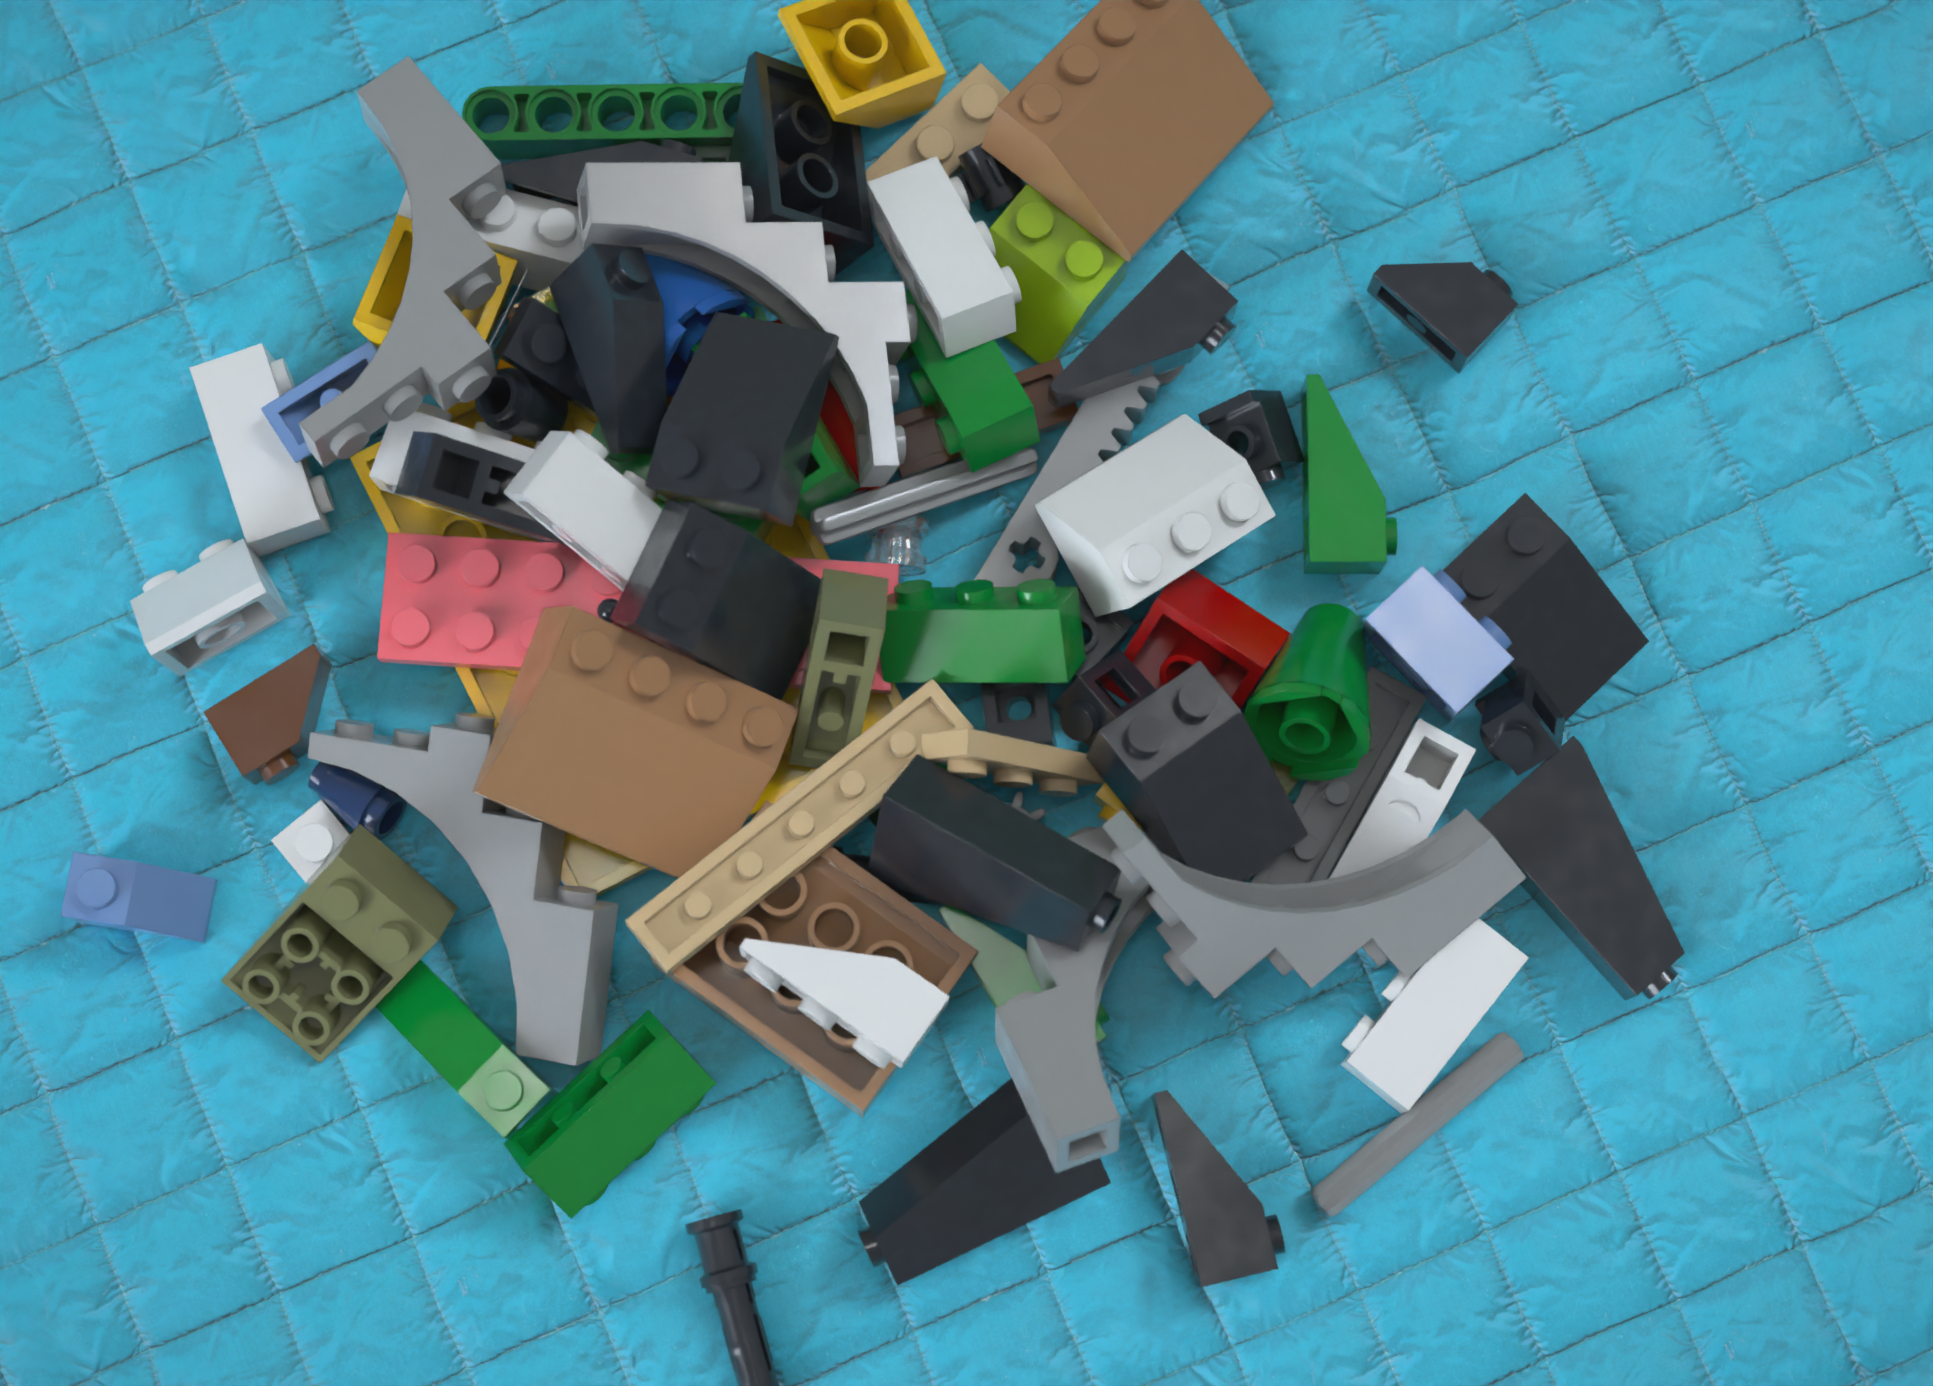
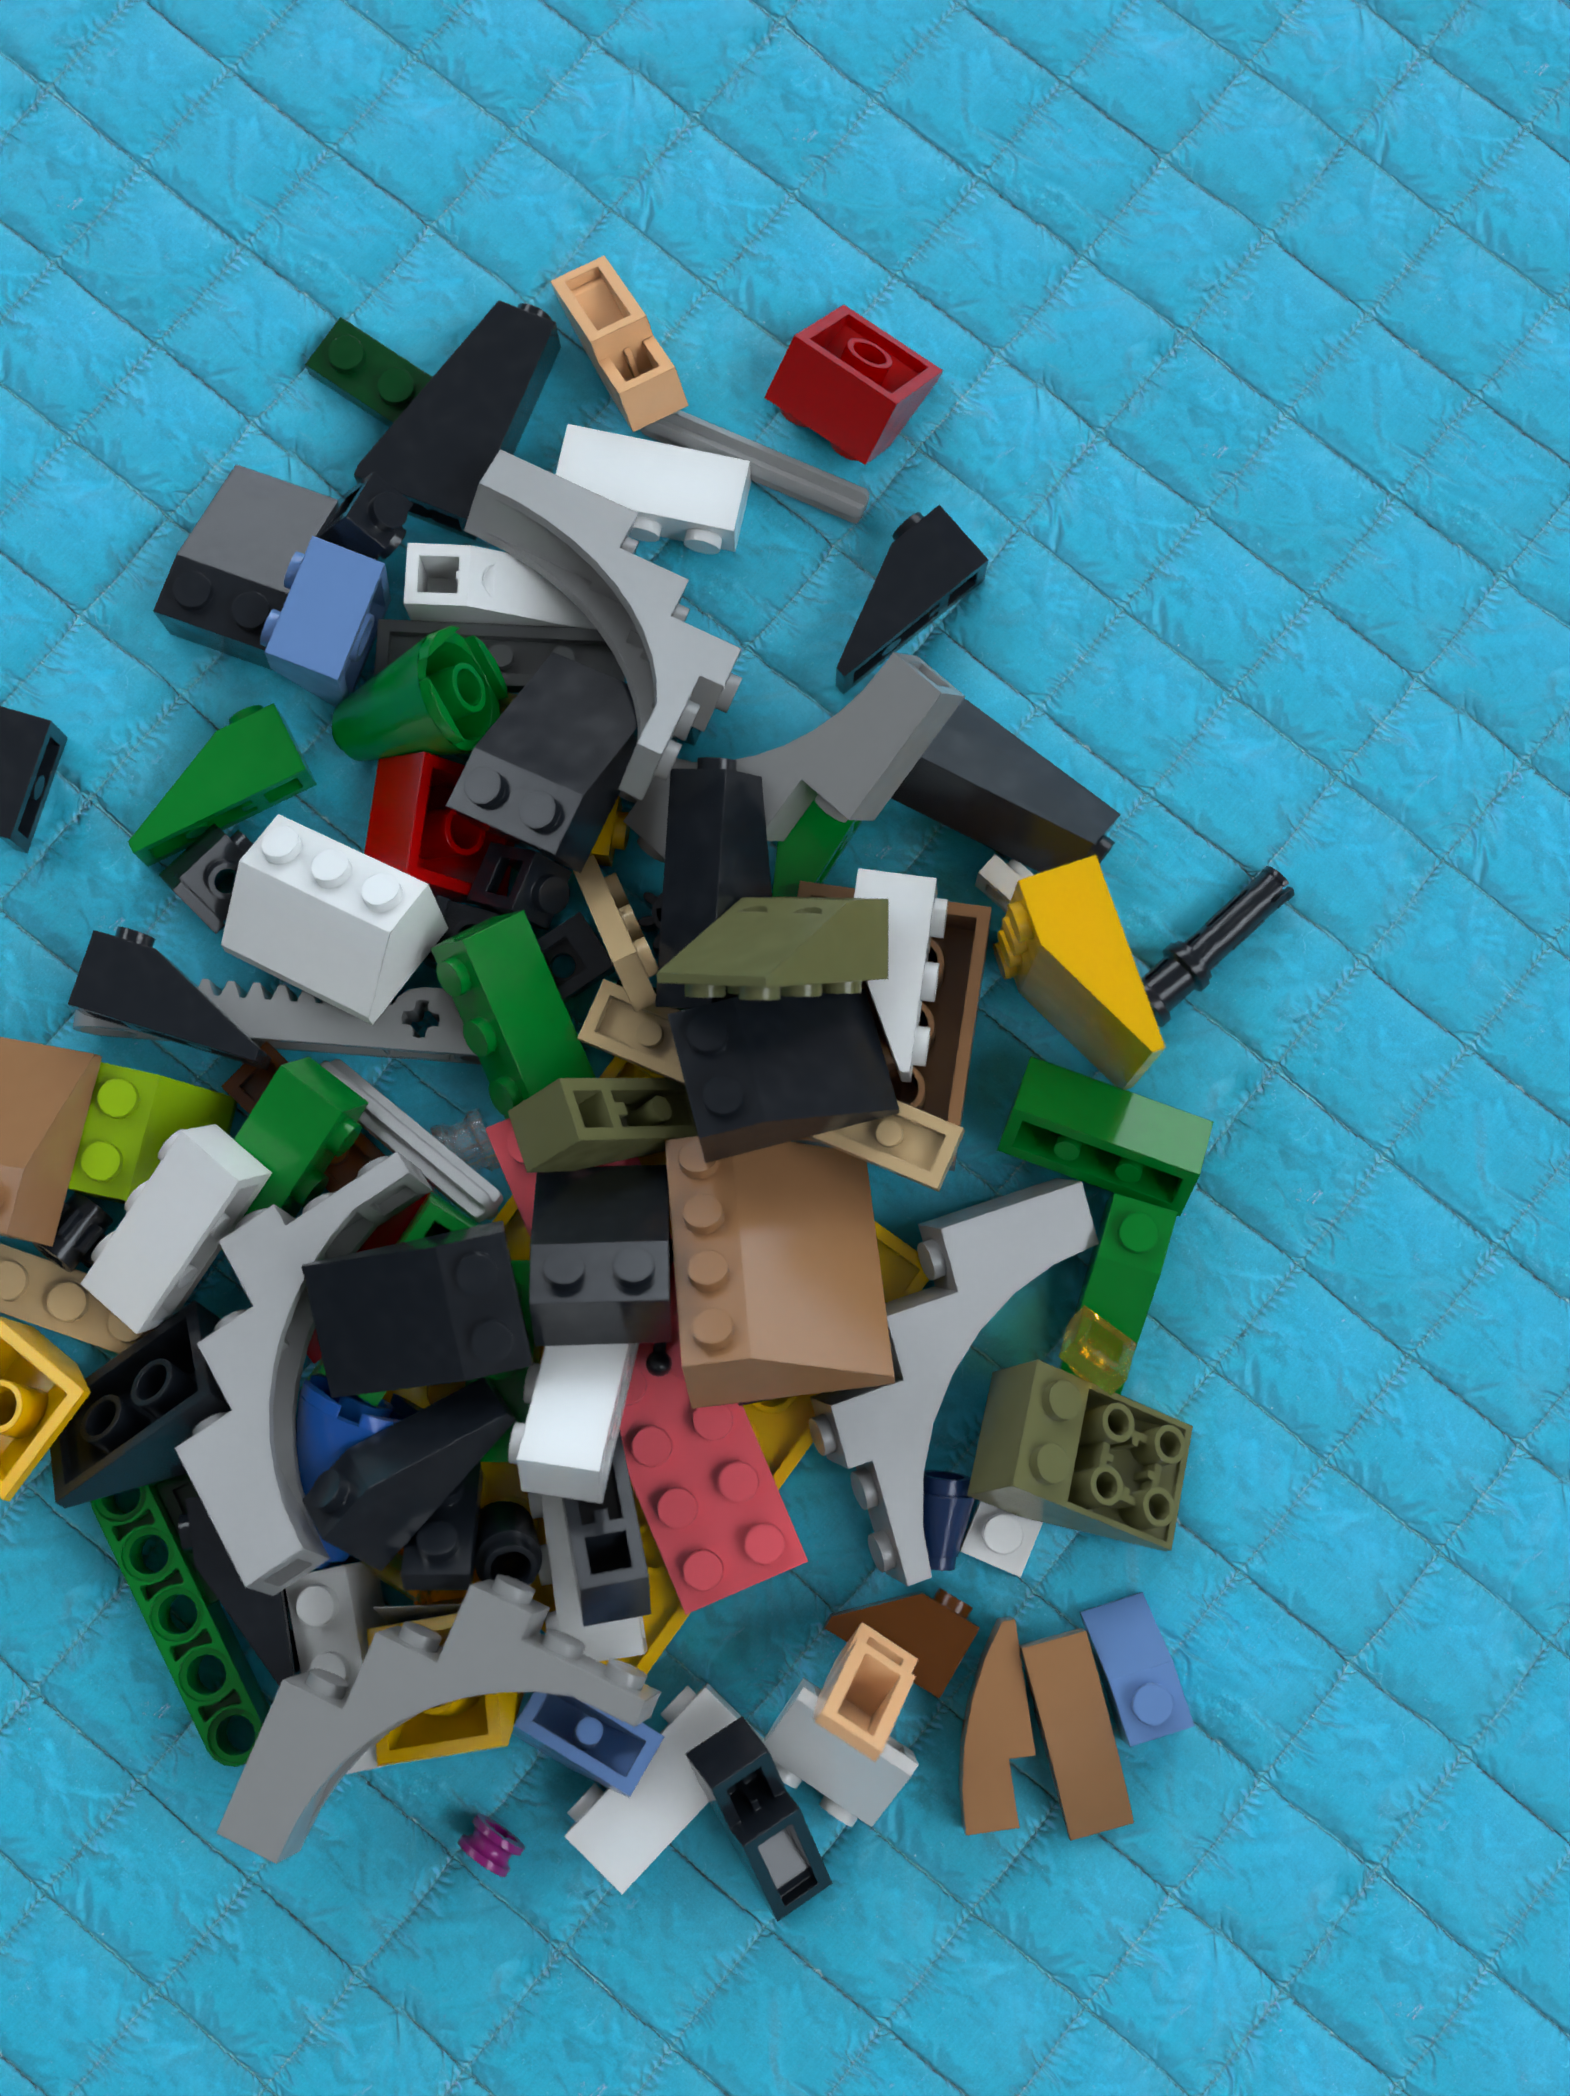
camera: 115 degrees left, 0 degrees up
(117, 819) = (1076, 1733): none -> medium nougat slope
(151, 748) = (992, 1733): none -> medium nougat slope
(188, 510) = (759, 1817): none -> black slope
(230, 636) = (865, 1691): none -> light nougat slope
(291, 284) = (491, 1845): none -> magenta bush
(421, 1001) = (1097, 1350): none -> clear yellow plate
(770, 1147) = (1079, 970): none -> yellow slope
(801, 835) = (780, 1069): none -> black slope
(883, 1151) = (999, 879): none -> white plate
(899, 882) = (786, 949): none -> olive slope
(1447, 1256) = (851, 384): none -> red slope
(1595, 1051) = (620, 343): none -> light nougat slope
(1679, 805) = (366, 372): none -> dark green plate

